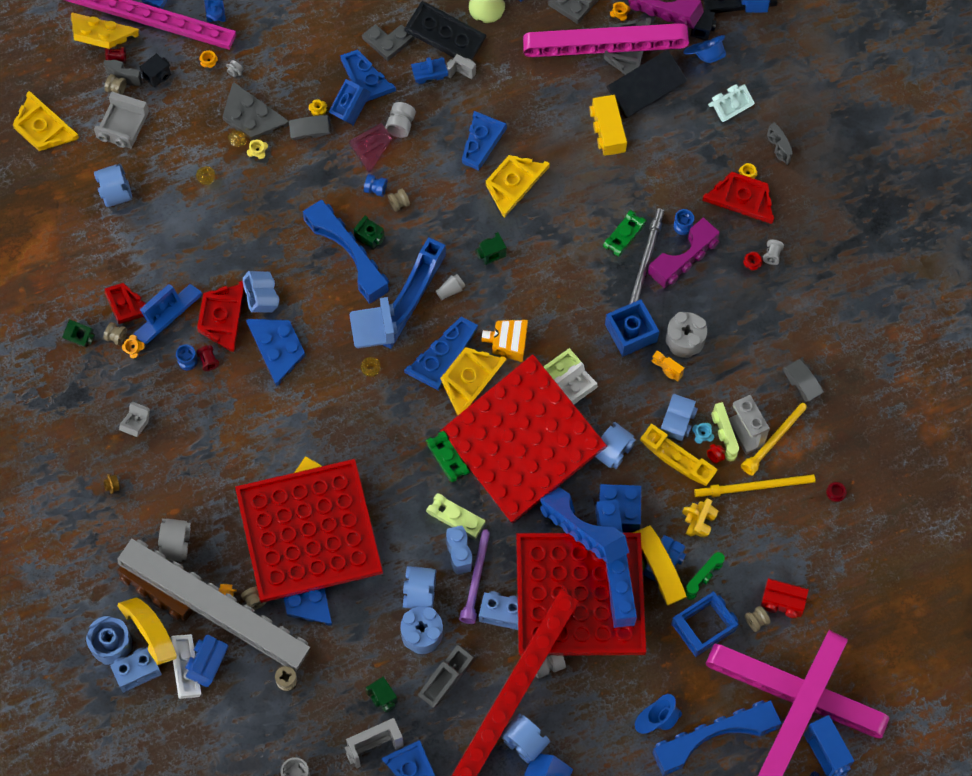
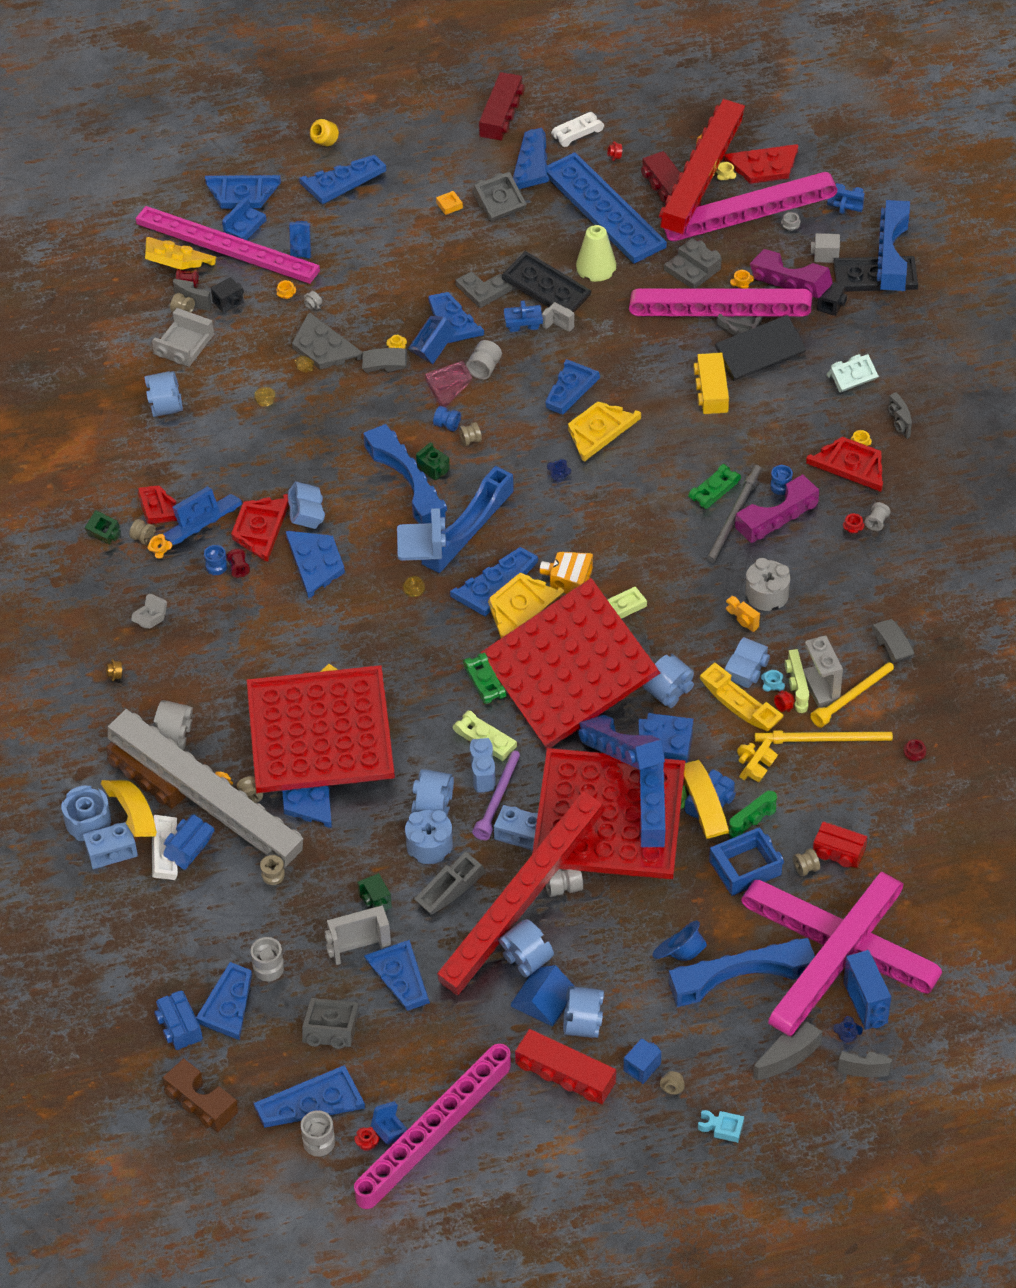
camera: 10 degrees right, 15 degrees down
(41, 125) = (97, 336): yellow wing -> none
(257, 144) = (324, 375): light yellow plate -> none
(450, 287) = (514, 519): light grey cone -> none
(482, 234) = (559, 469): none -> clear blue plate
(491, 249) = (564, 488): dark green brick -> none
(576, 383) = (639, 618): white bracket -> none
(631, 327) = (707, 572): blue brick -> none
(709, 50) = (835, 324): blue piece -> none

